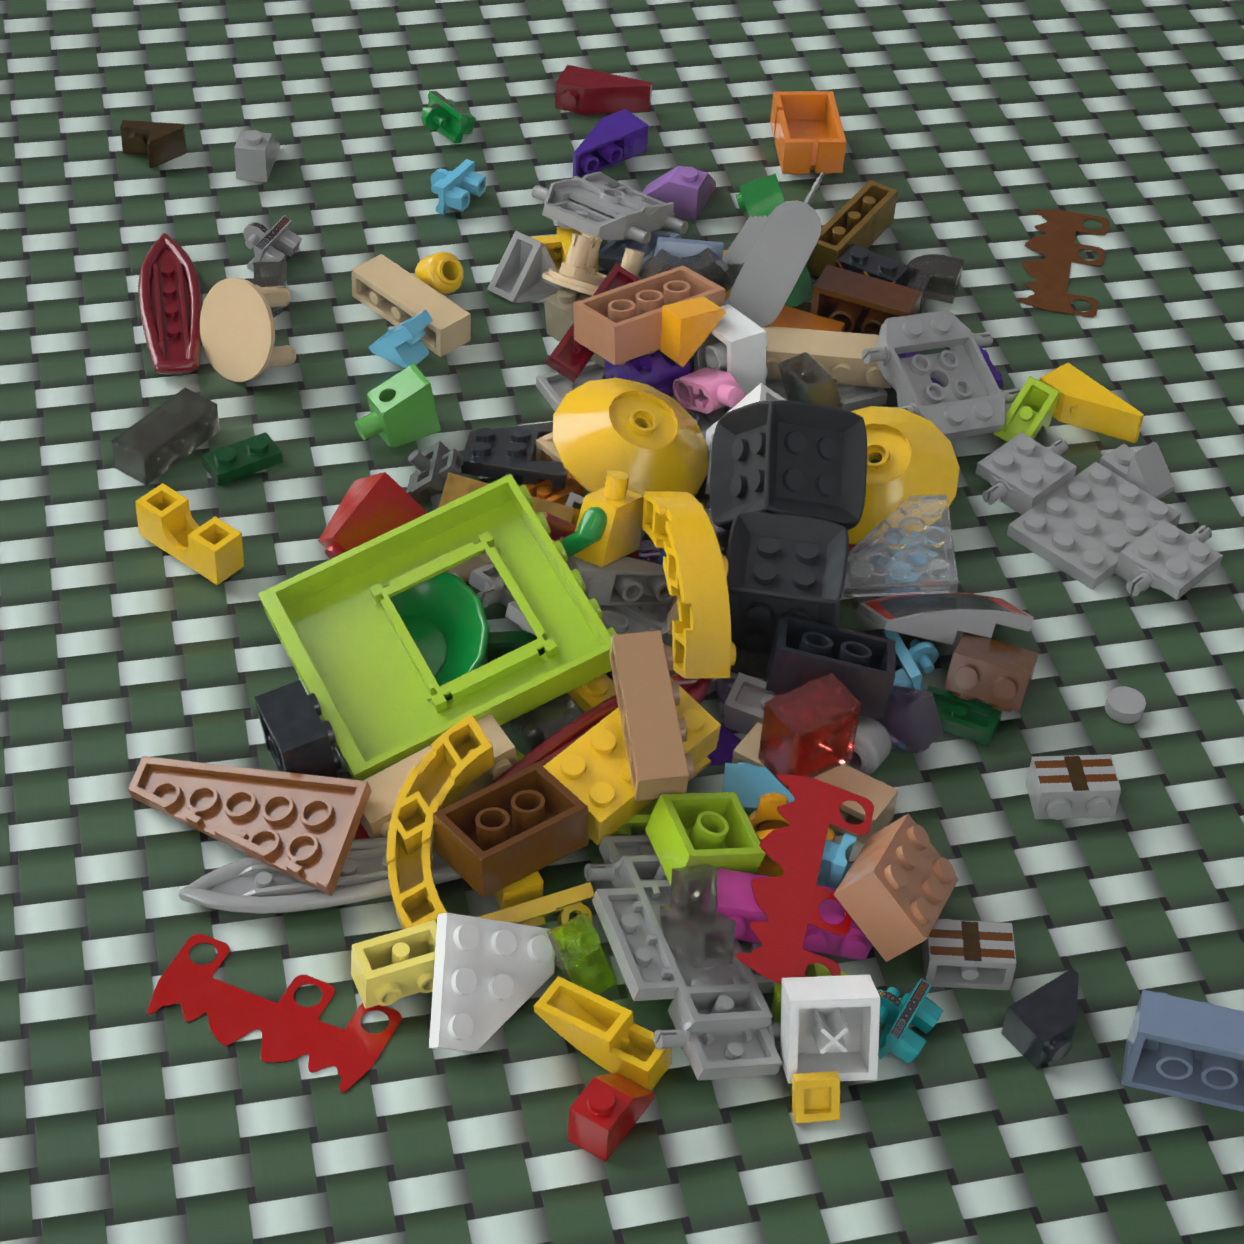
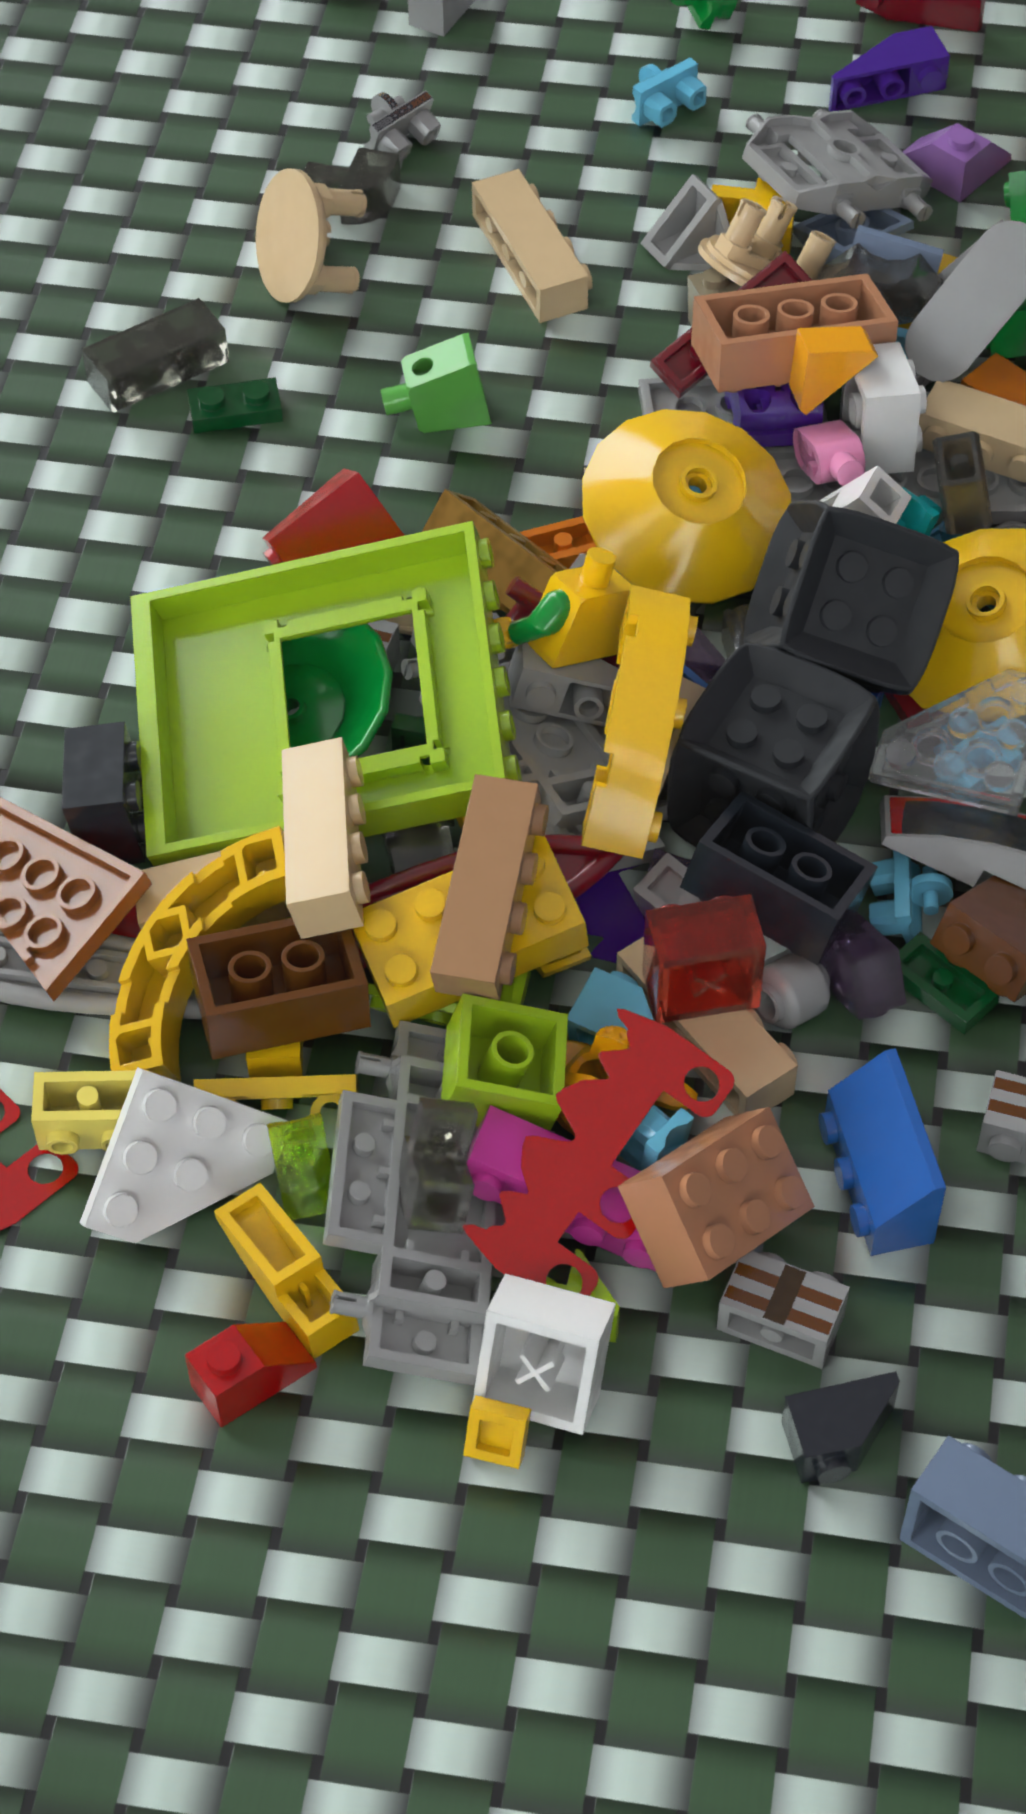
camera: 25 degrees right, 10 degrees up
(170, 307) = (243, 165): dark red piece -> none
(209, 549) = (123, 506): yellow arch -> none
(403, 343) = (497, 296): medium azure slope -> none
(432, 470) = (448, 469): dark grey piece -> none
(441, 272) = (582, 211): yellow head -> none
(505, 715) = (324, 838): none -> tan brick
(511, 452) = (544, 478): black wing -> none
(898, 1014) = (639, 1388): teal hips -> none
(988, 832) = (884, 1156): none -> blue slope

